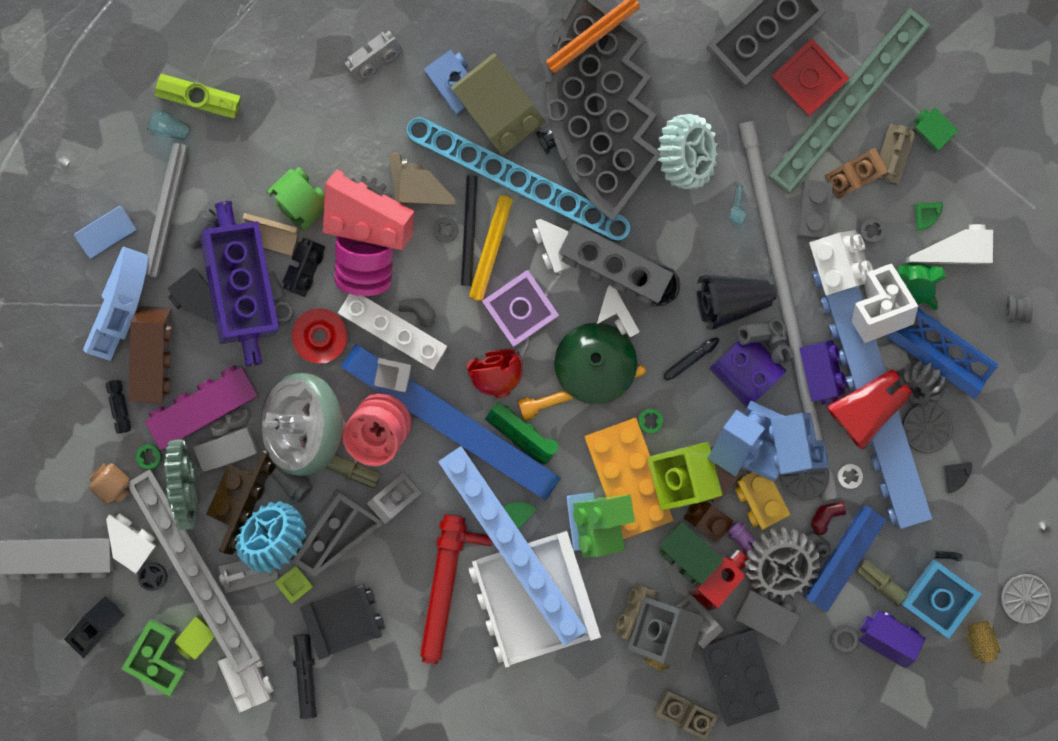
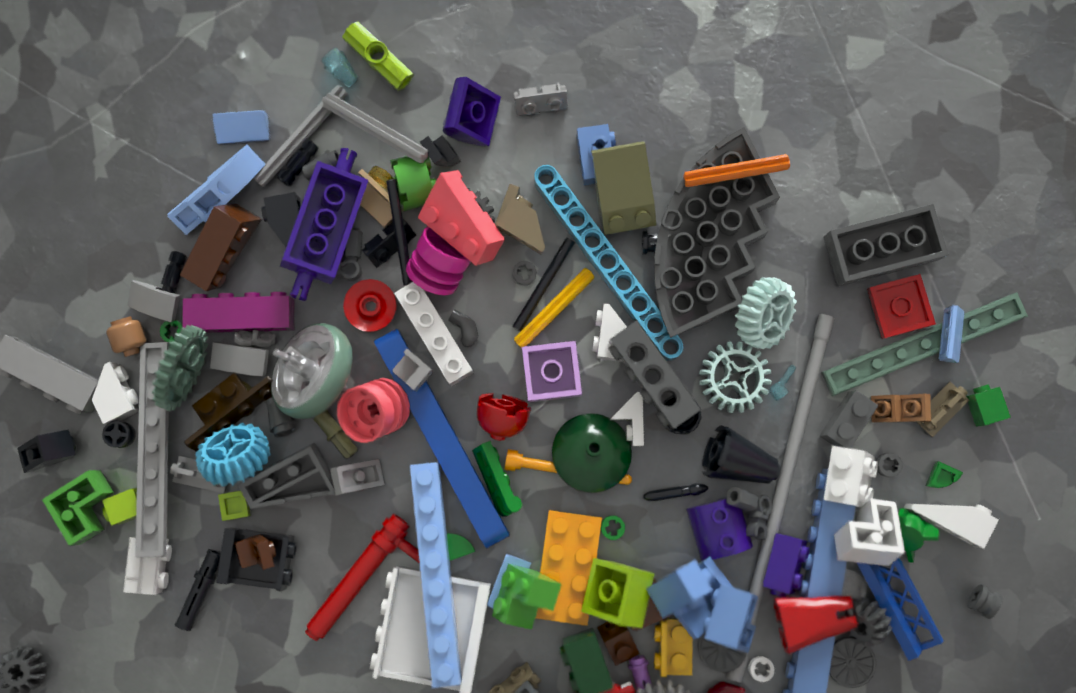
camera: 30 degrees right, 5 degrees down
(116, 439) = (152, 301): none -> light grey slope
(177, 236) = (296, 163): none -> black axle
(233, 168) = (375, 128): none -> light grey axle
(264, 210) = (380, 176): none -> clear yellow tile
(308, 158) = (440, 151): none -> black slope
(310, 252) = (399, 228): none -> black bar
(316, 105) = (471, 112): none -> dark purple brick
(338, 613) = (255, 551): none -> reddish brown bracket
(703, 233) = (741, 388): none -> light aqua gear
(869, 80) = (951, 334): none -> light blue slope

